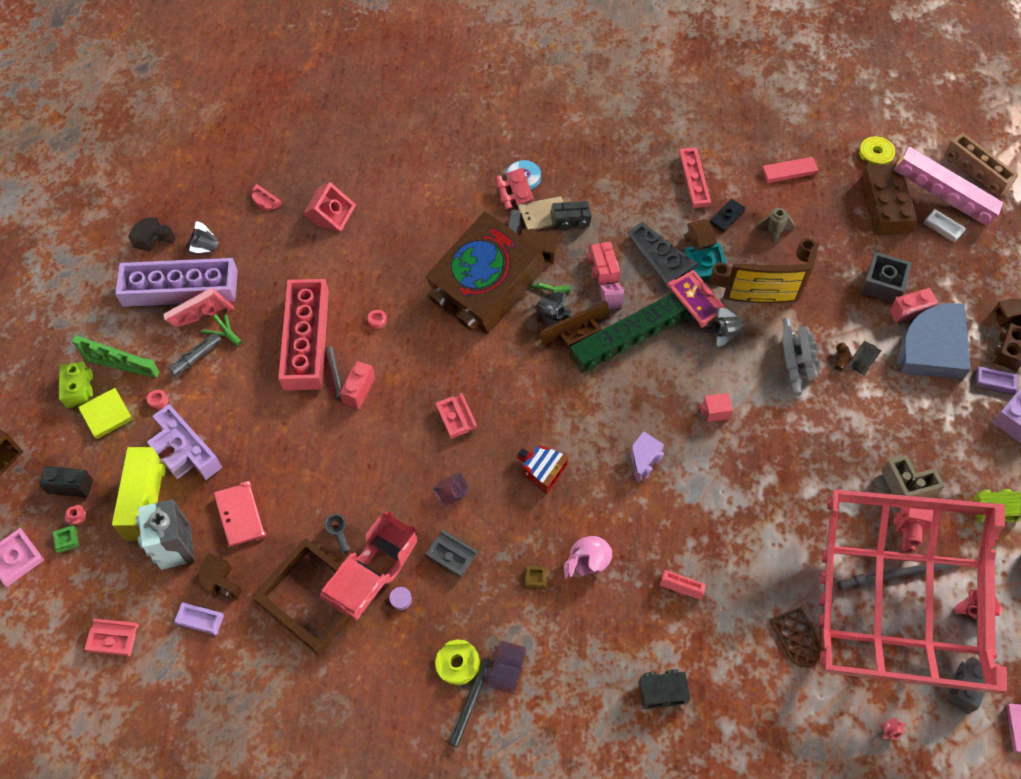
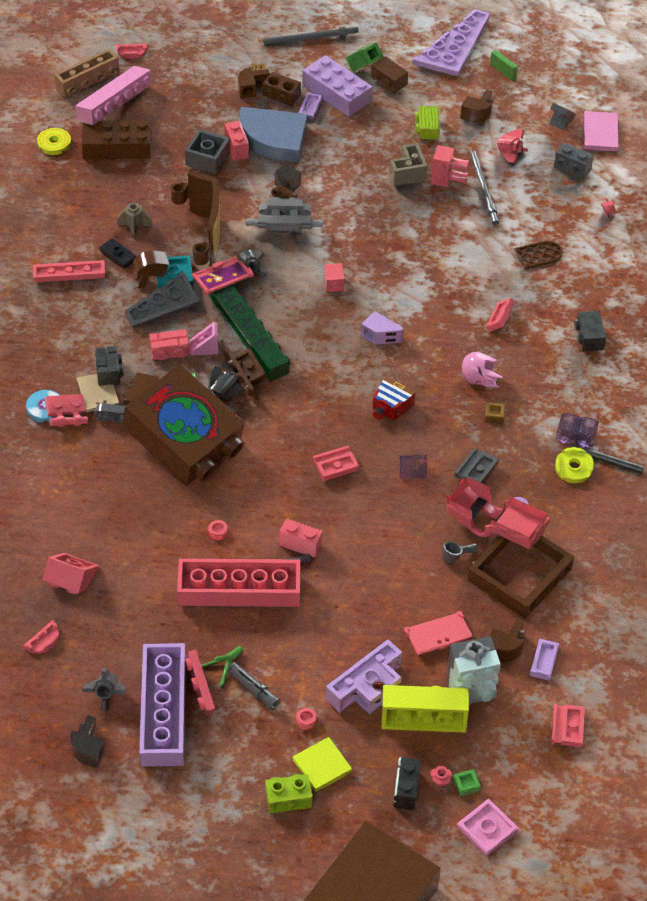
camera: 90 degrees left, 10 degrees down
(110, 357) = (259, 754): bright green wing -> none
(790, 170) = (67, 203): coral tile -> none
(944, 225) = (147, 110): white tile -> none
(994, 674) = (526, 135): coral window -> none

